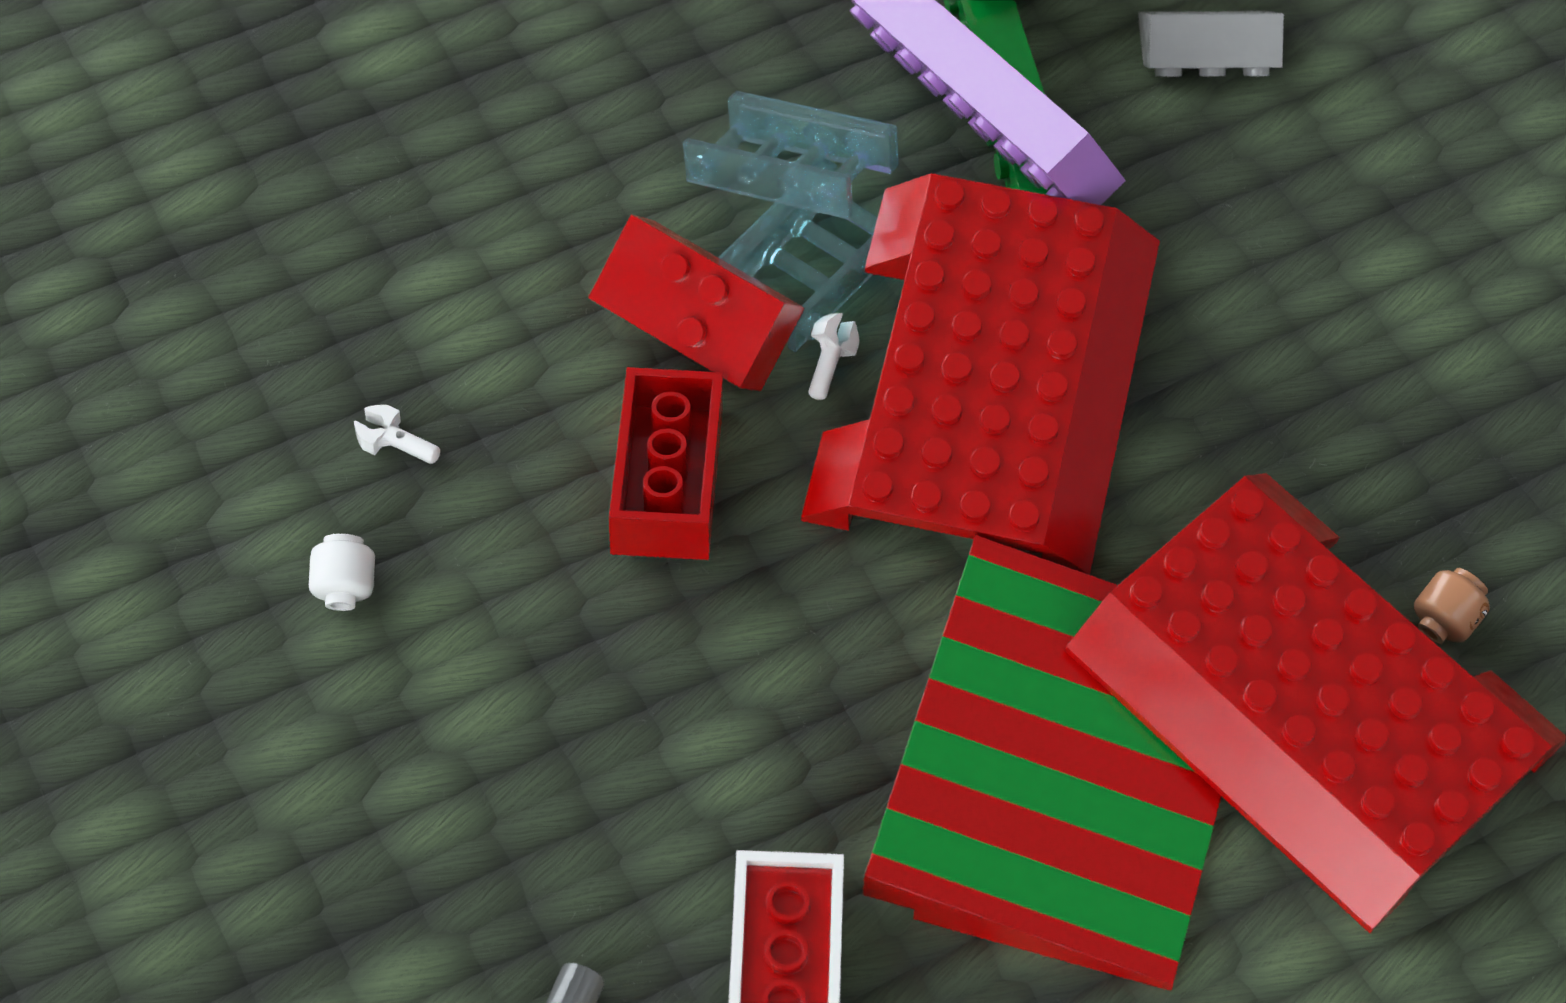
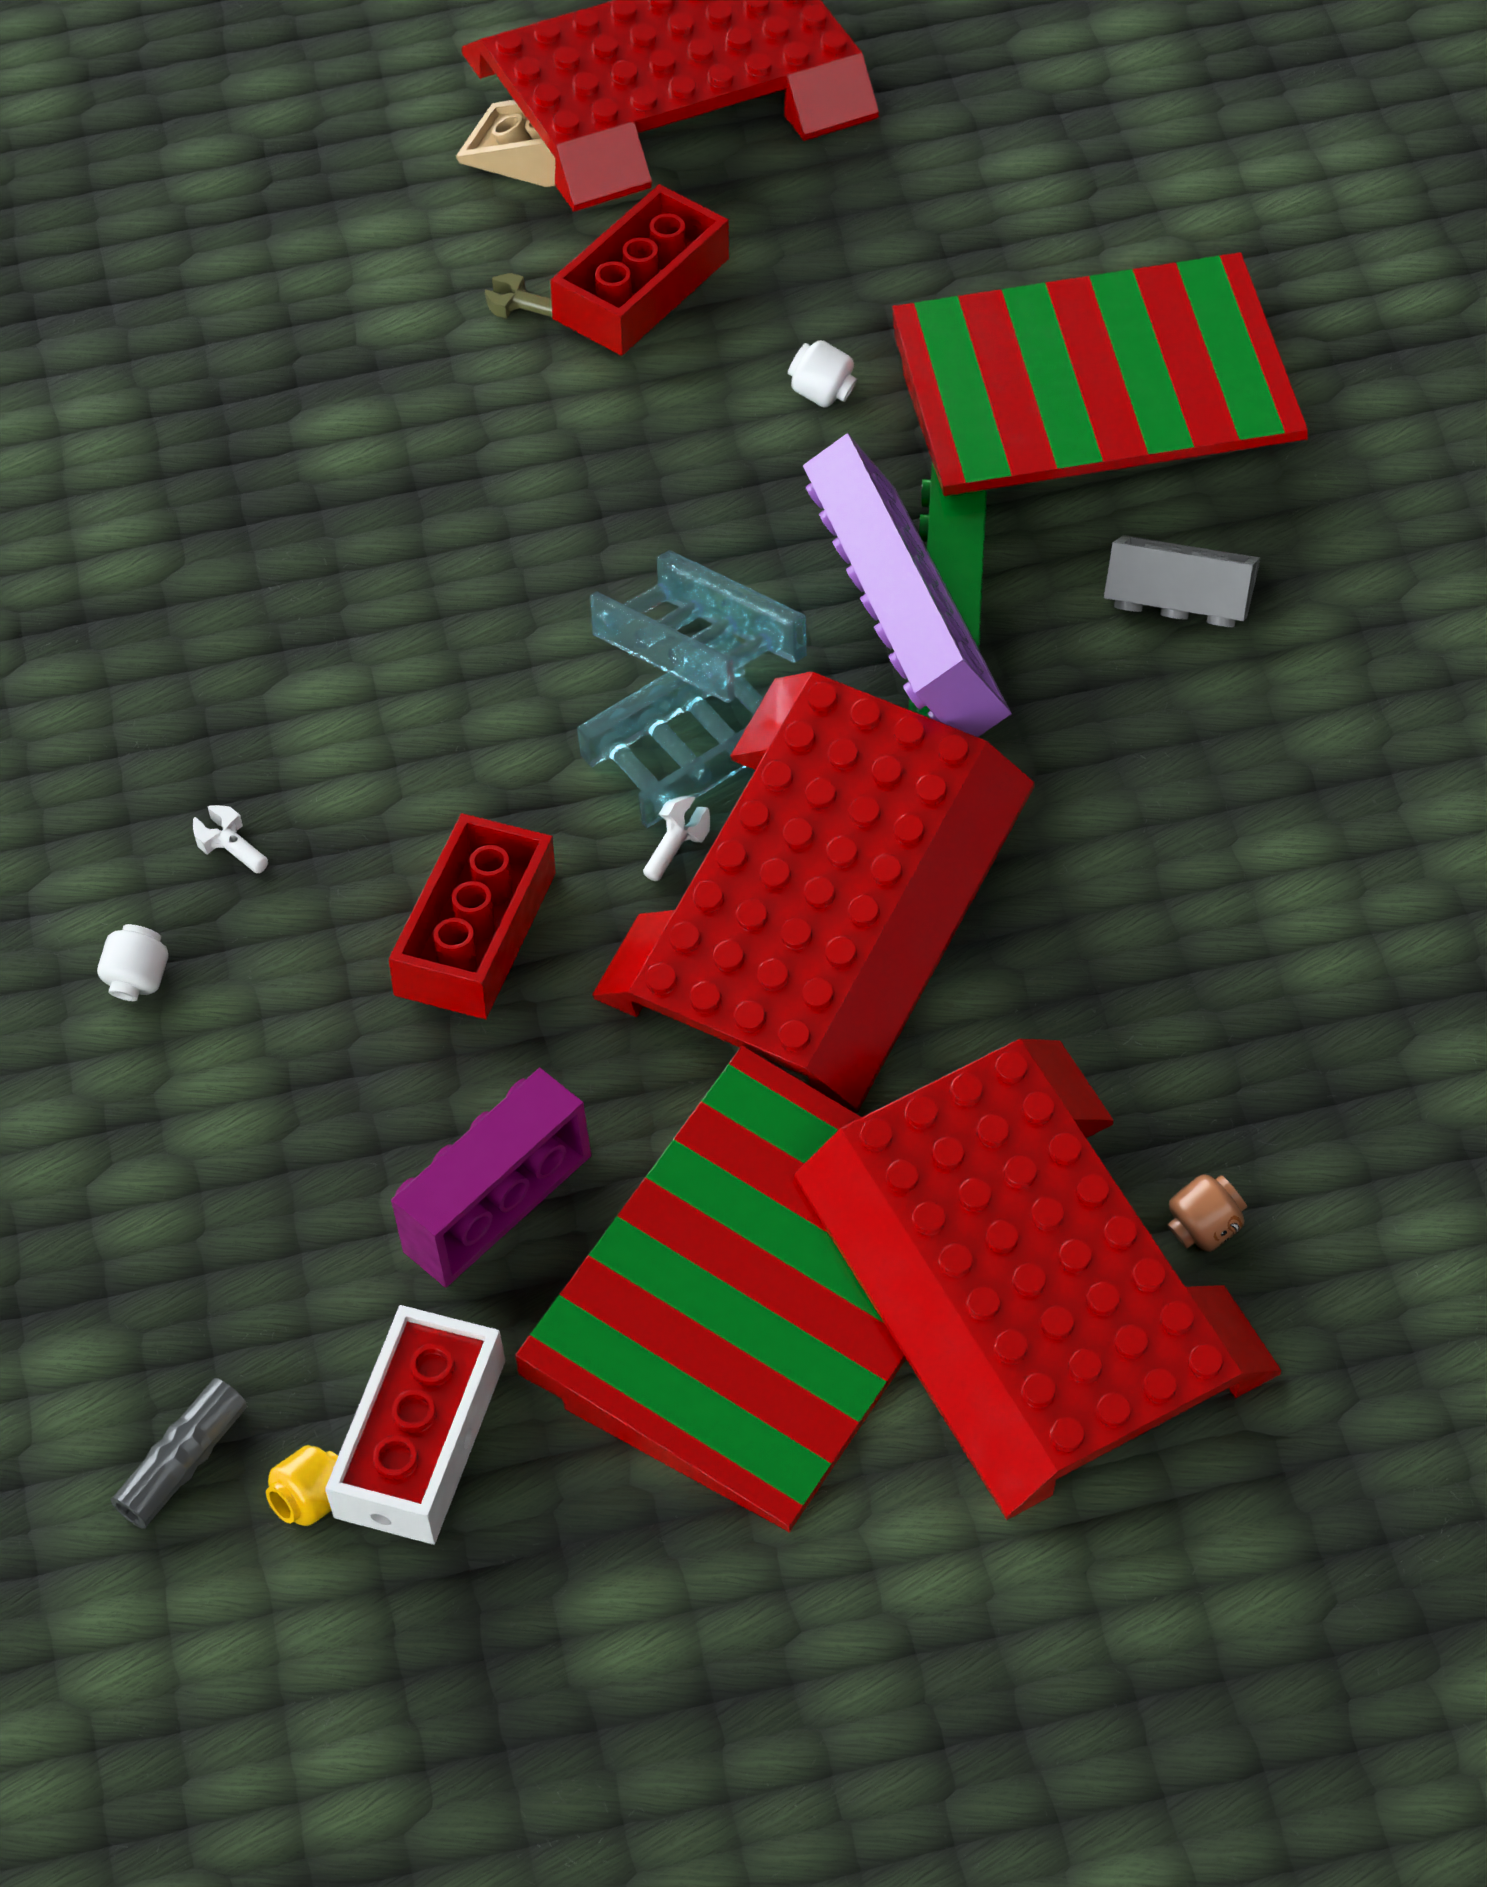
camera: 20 degrees right, 0 degrees up
(696, 303) = (552, 761): red brick -> none
(775, 707) = (491, 1176): none -> magenta brick

